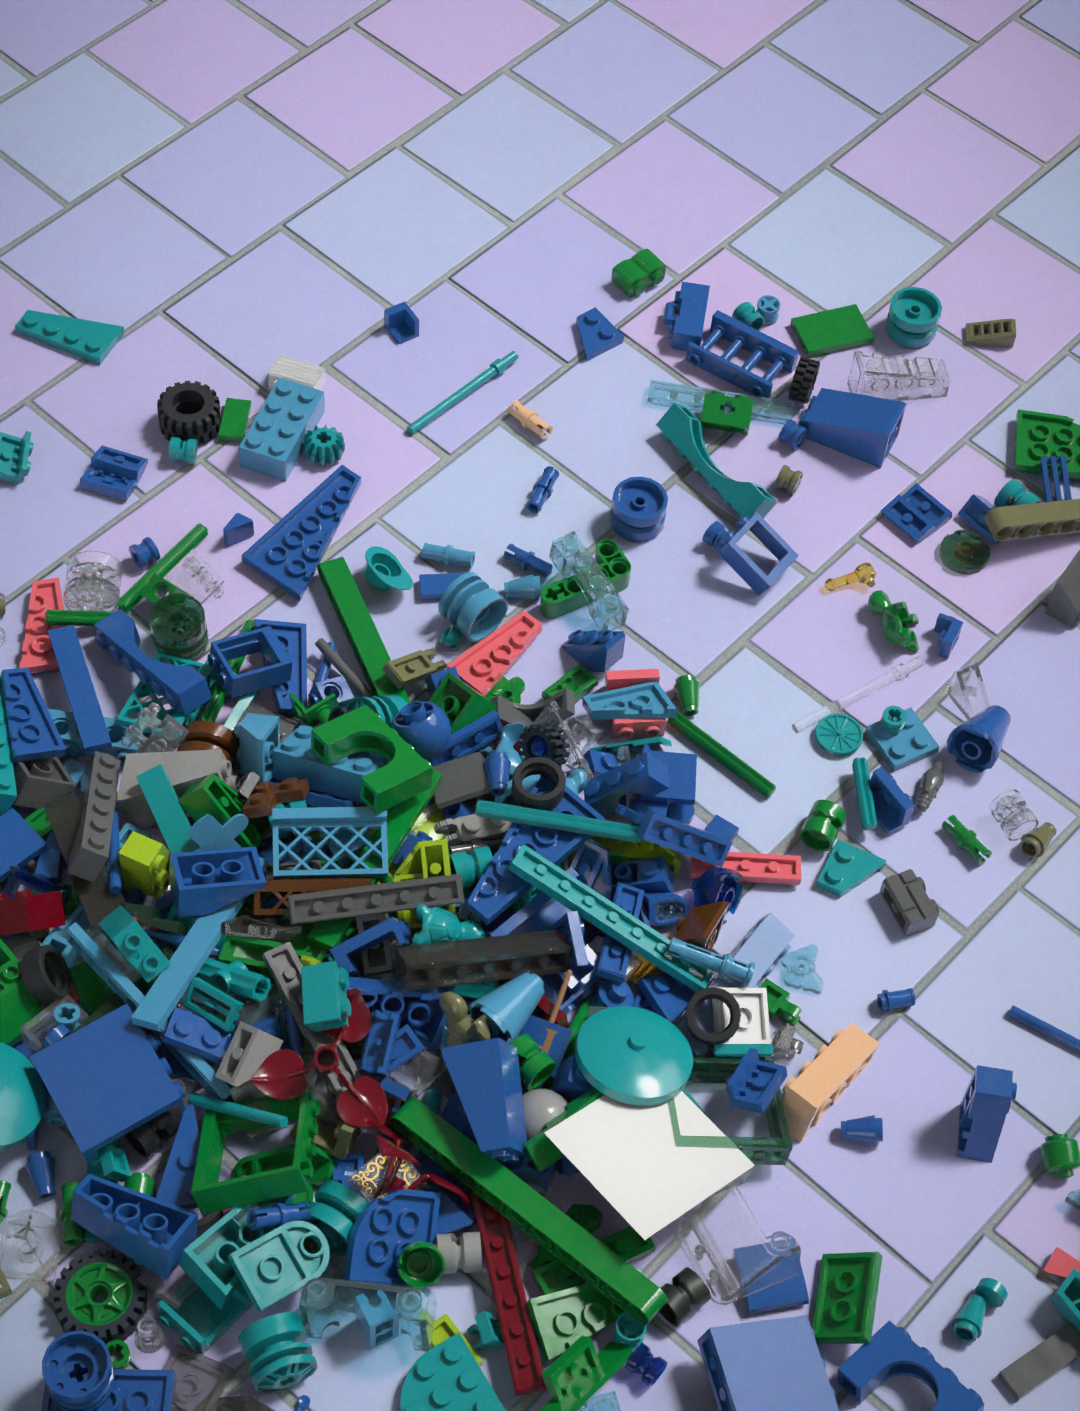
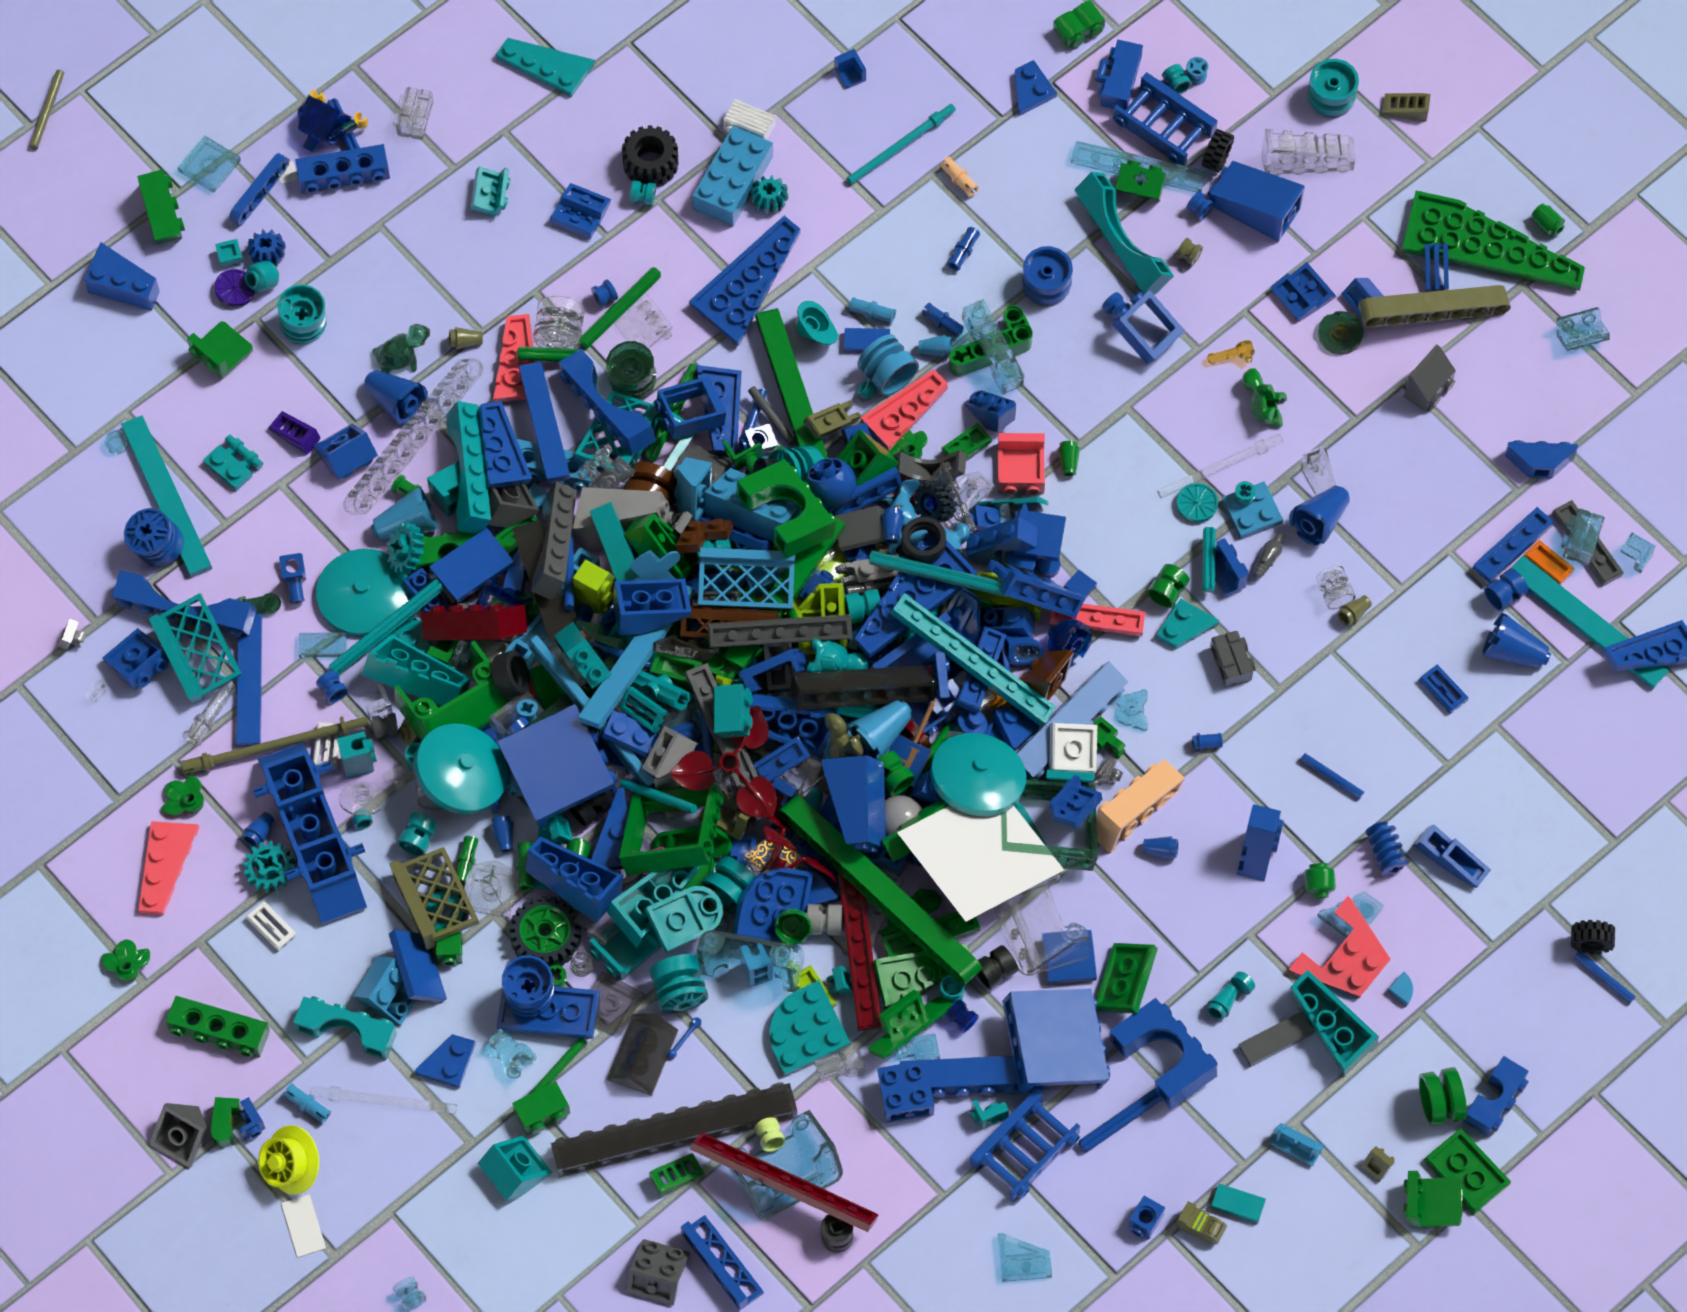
camera: 10 degrees right, 10 degrees up
(159, 587) = (615, 329): green brick -> none
(234, 420) = (691, 162): green tile -> none
(238, 529) = (687, 275): blue slope -> none
(278, 1215) = (685, 880): blue pin -> none
(380, 1044) = (774, 751): blue hinge -> none
(630, 702) = (1016, 463): dark azure wing -> none
(722, 755) = (1091, 514): green axle -> none
(723, 965) = (1062, 705): dark azure pin -> none
(725, 997) = (1029, 749): black tyre -> none
(832, 330) = (1255, 95): green tile -> none
(949, 631) = (1311, 413): blue bracket -> none
(966, 839) = (1292, 606): green pin -> none
(1015, 494) = (1395, 283): teal wheel -> none

